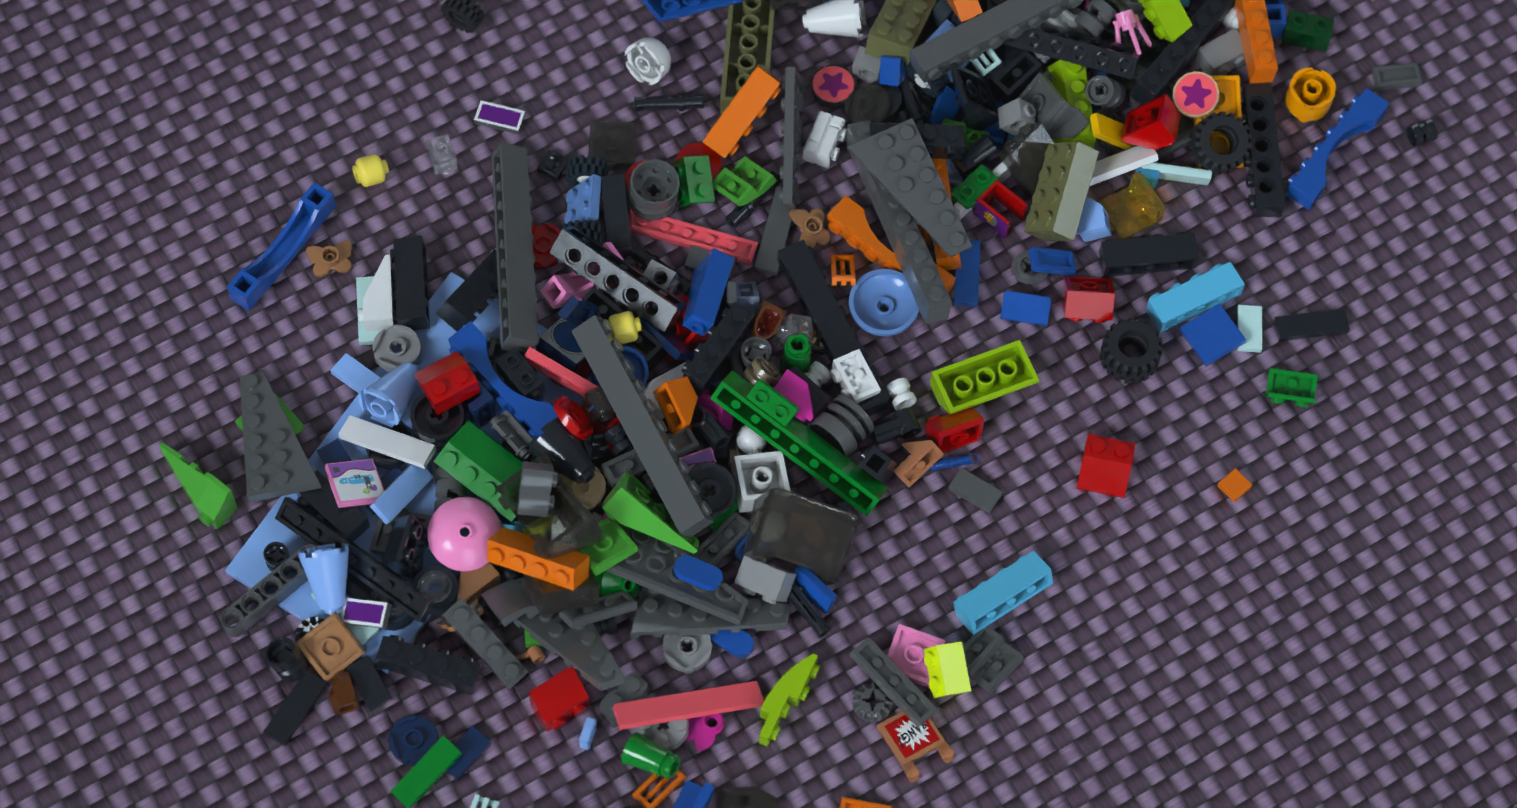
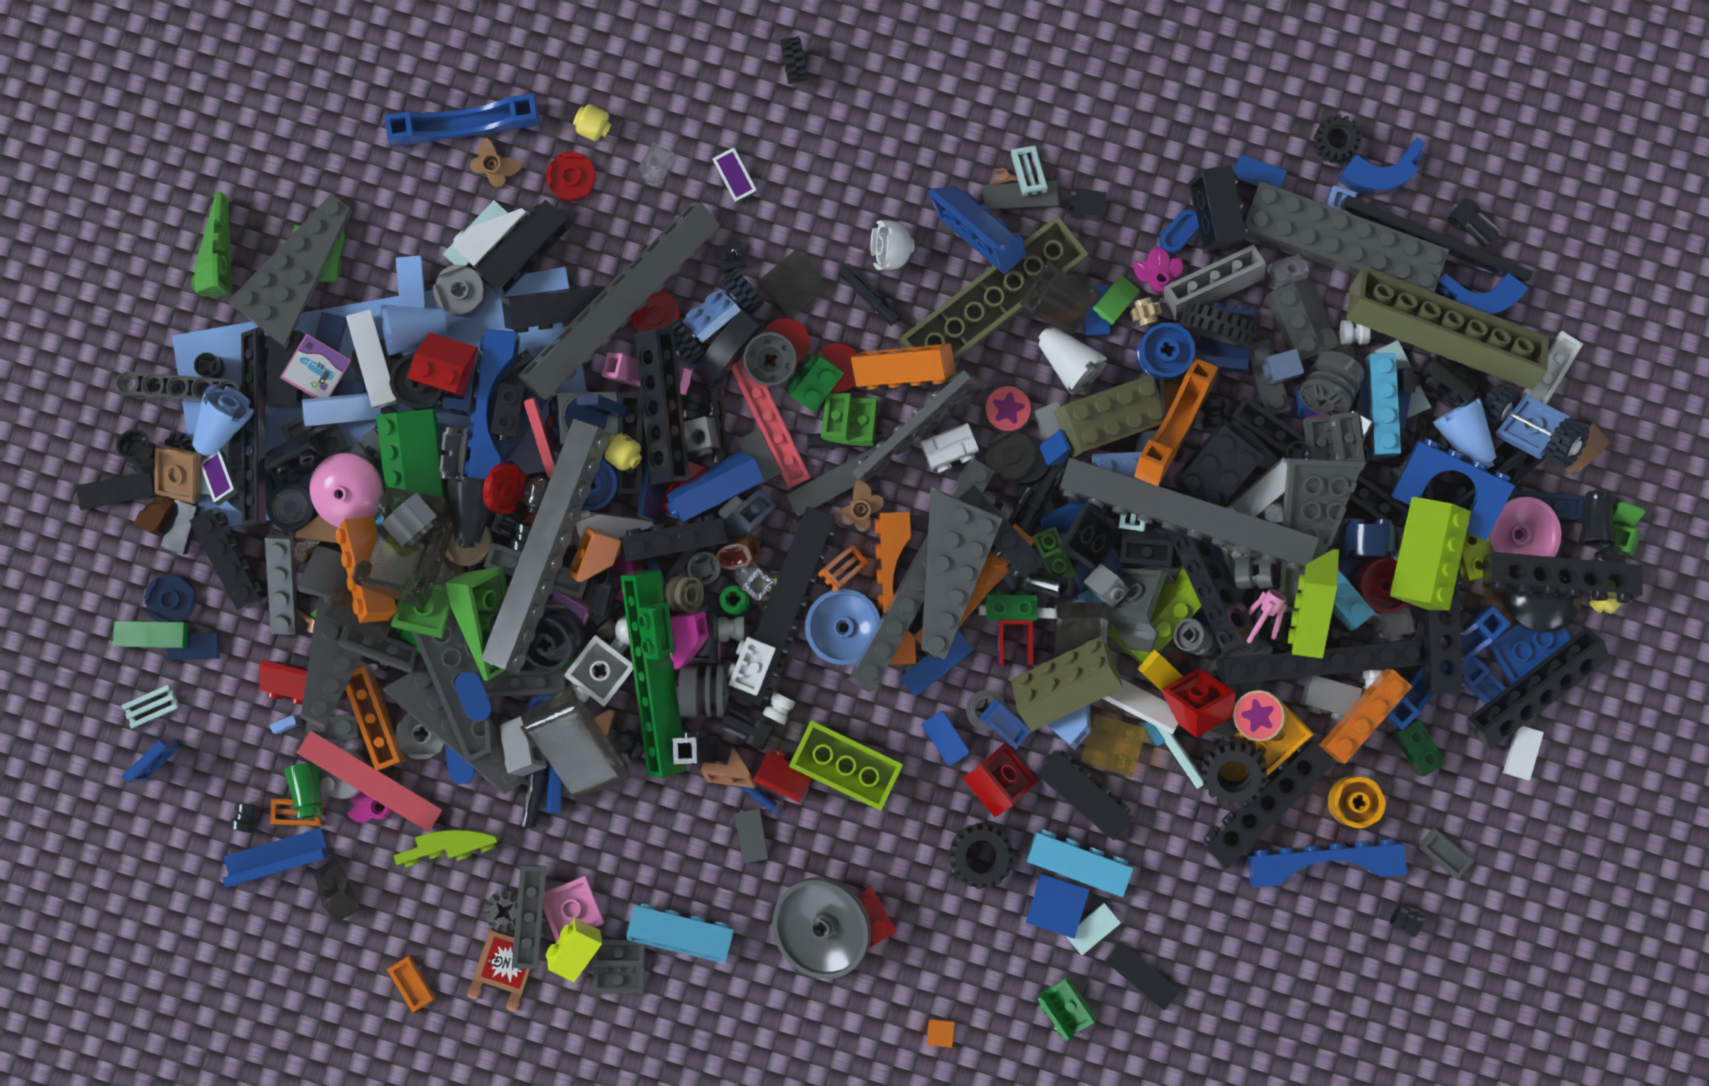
camera: 50 degrees right, 20 degrees up
(391, 218) = (571, 176): none -> red tile
(651, 666) = (374, 719): none -> orange brick
(1087, 491) = (821, 927): none -> dark grey dish

